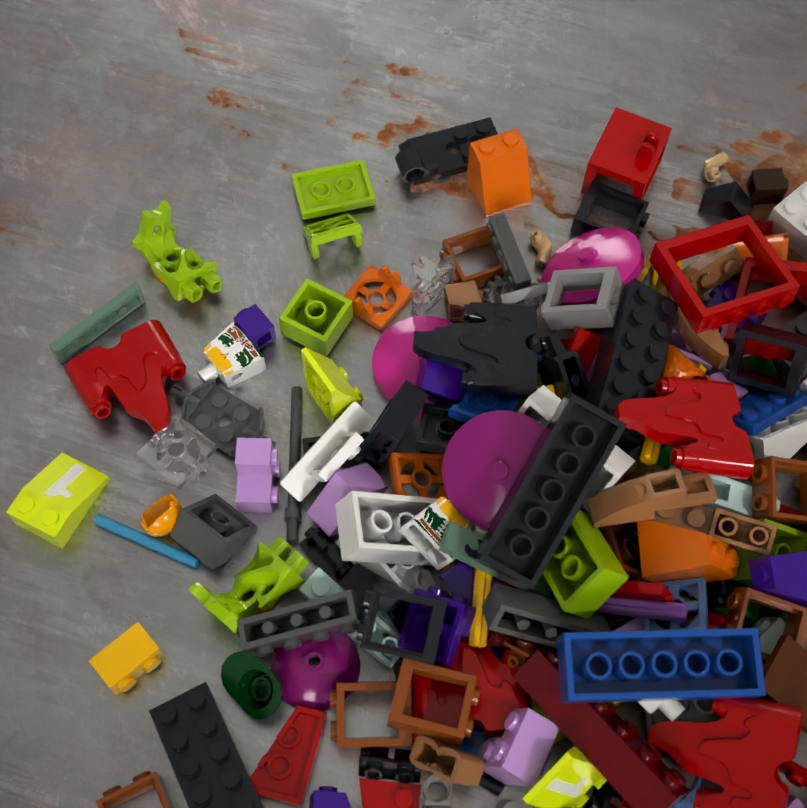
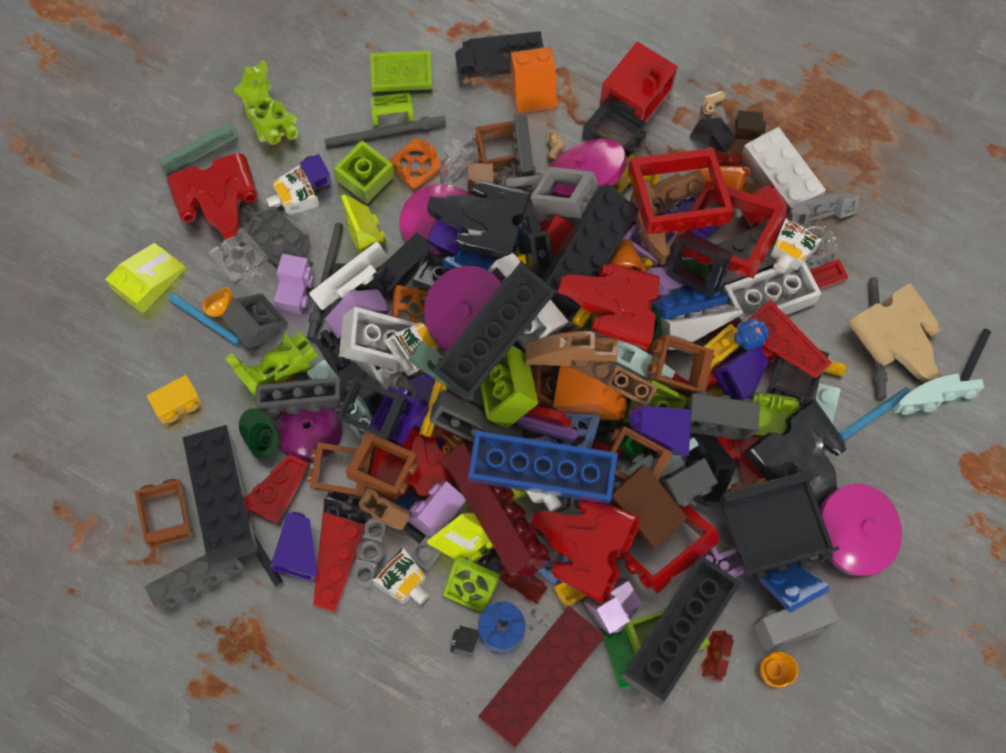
camera: 10 degrees right, 5 degrees up
(375, 246) = (424, 123): none -> dark grey bar

